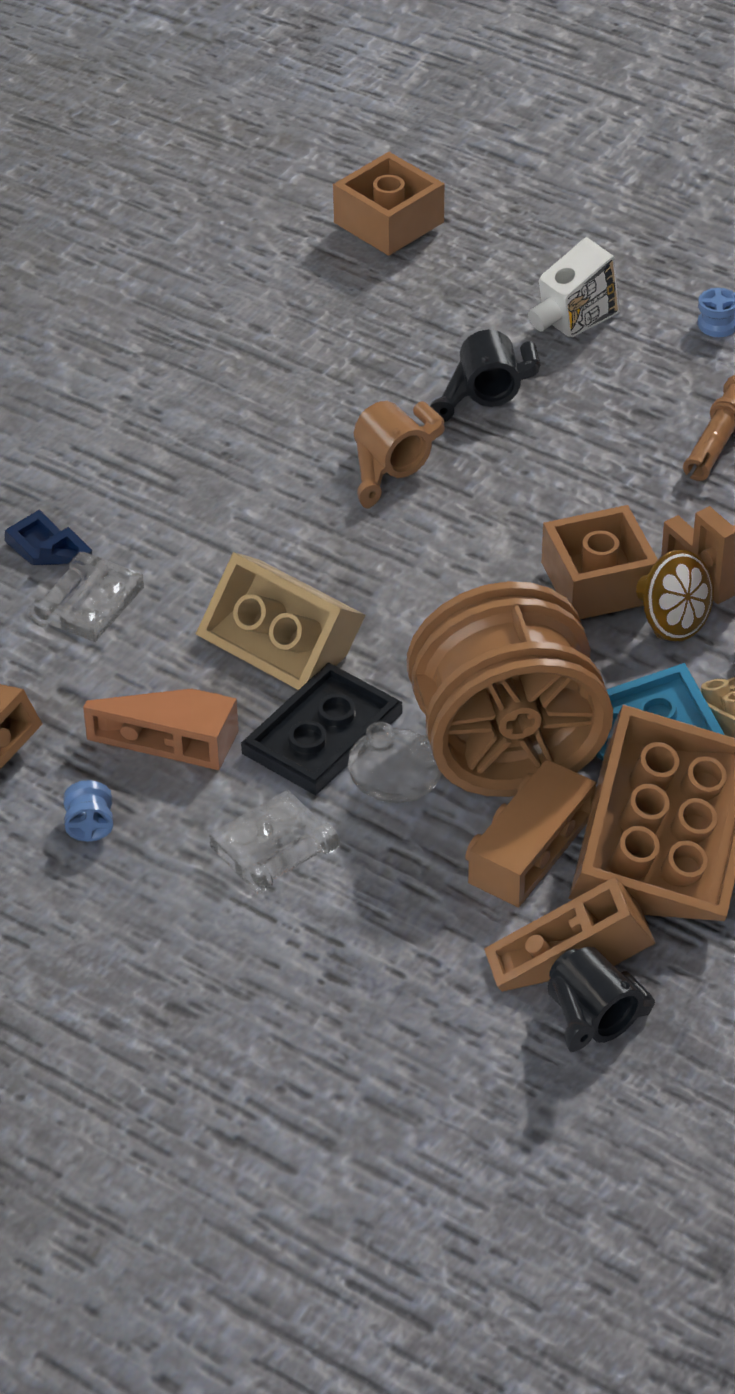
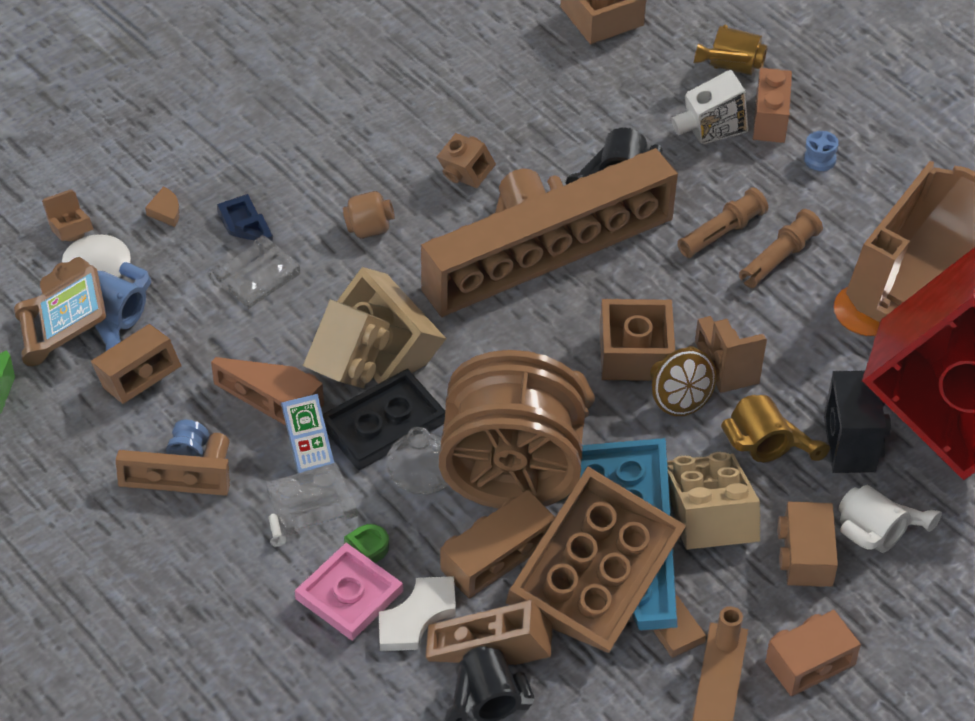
camera: 15 degrees right, 5 degrees up
(89, 849) = (177, 472): none -> medium nougat piece
(204, 499) = (368, 214): none -> medium nougat head
(240, 761) = (307, 433): none -> tile
(250, 896) = (278, 539): none -> white piece
(253, 644) = (347, 344): none -> tan brick
(300, 411) = (466, 160): none -> medium nougat brick
(366, 874) = (370, 541): none -> bright green tile
(369, 933) = (349, 591): none -> bright pink plate
(437, 468) = (547, 232): none -> medium nougat brick
(456, 953) = (405, 624): none -> white tile
(568, 222) = (734, 51): none -> pearl gold piece
(641, 274) = (772, 105): none -> nougat brick
(648, 405) = (734, 216): none -> medium nougat pin

